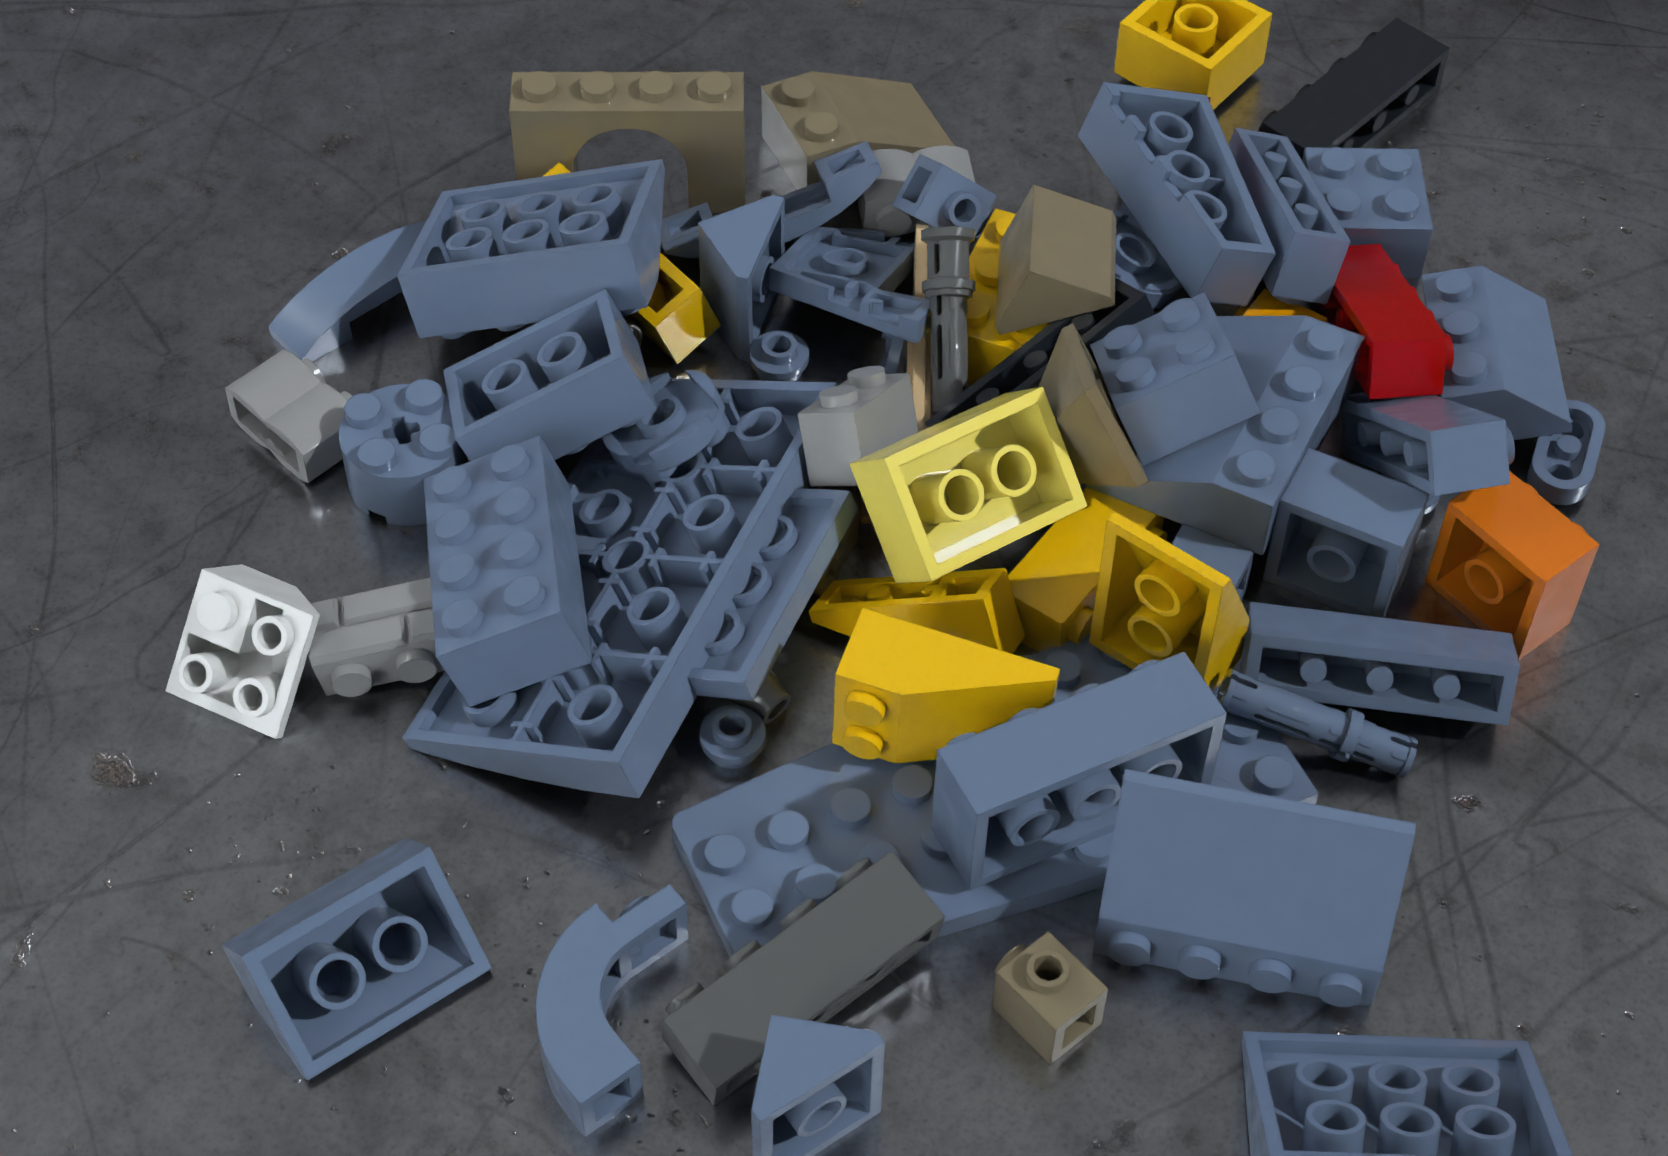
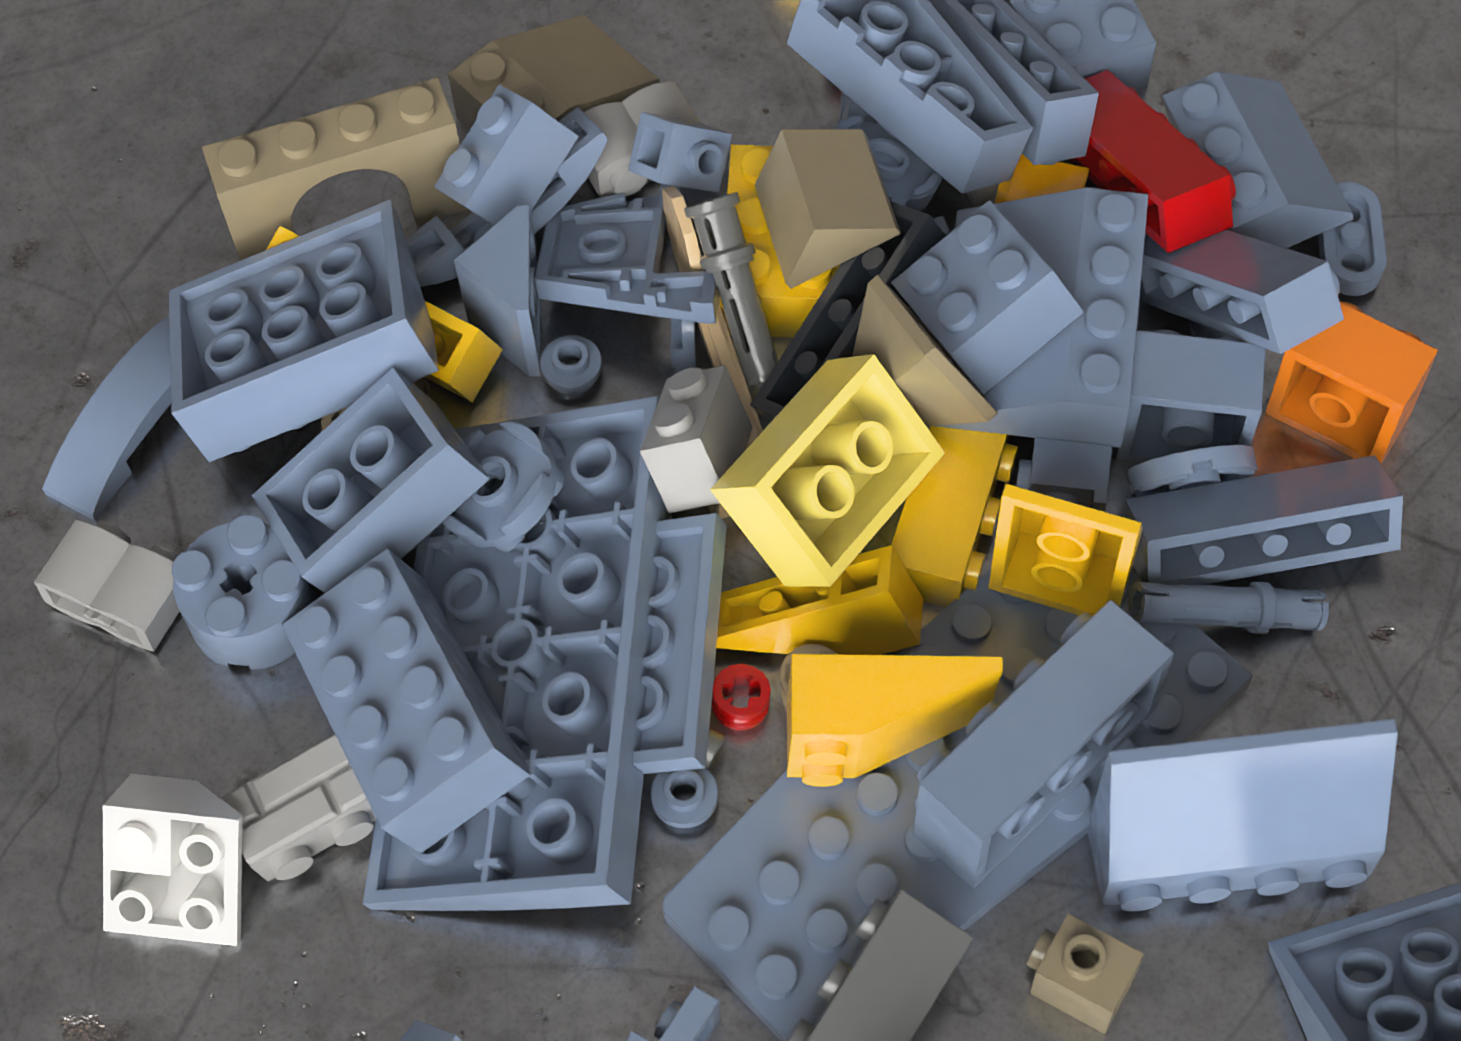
camera: 15 degrees left, 10 degrees up
(783, 156) = (505, 157): none -> sand blue brick
(807, 659) = (724, 686): none -> red bush
(1325, 588) = (1192, 469): none -> sand blue tile

